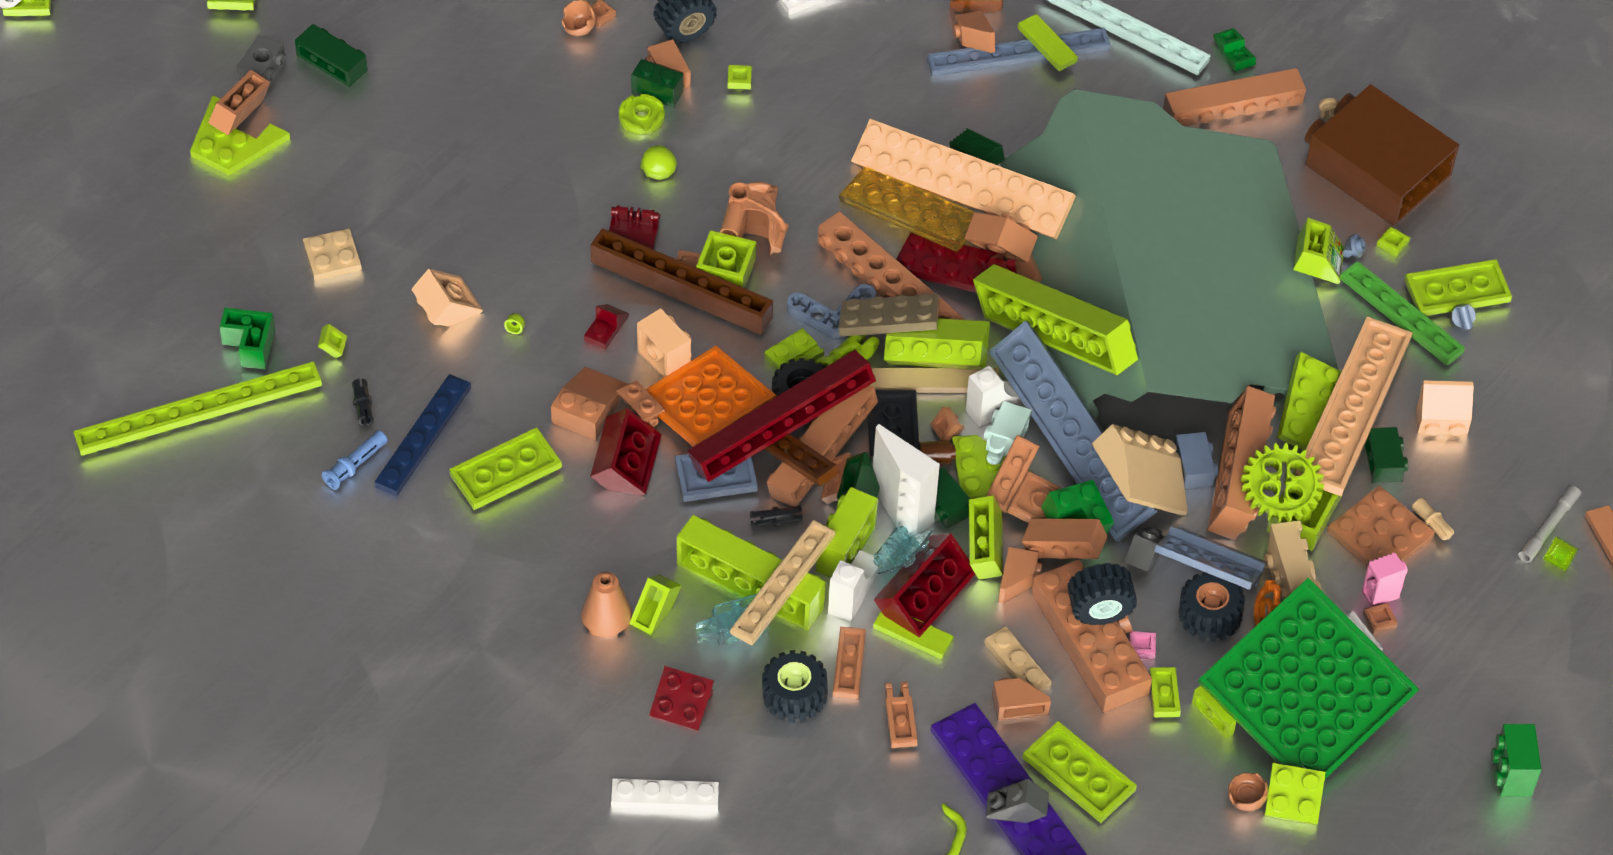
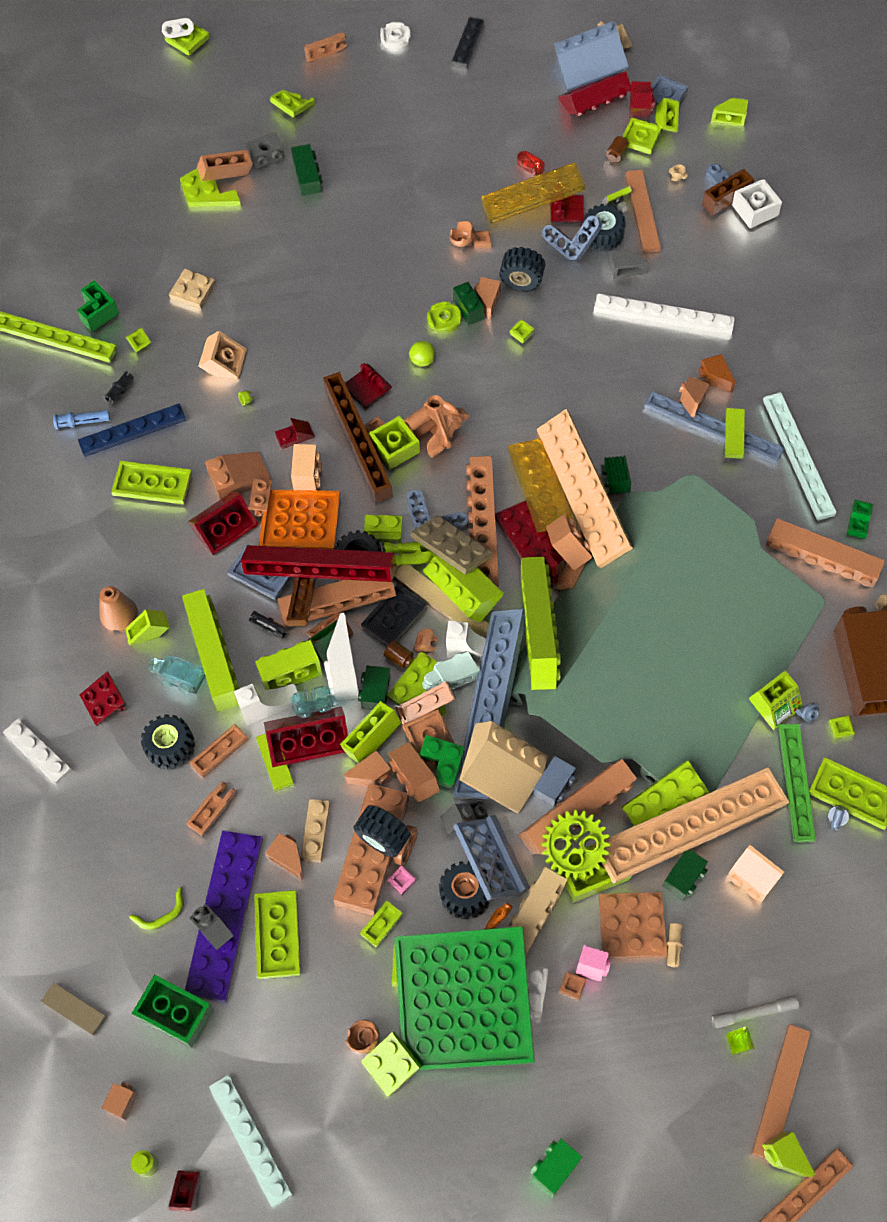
camera: 45 degrees right, 10 degrees up
(782, 582) = (208, 671): tan tile -> none

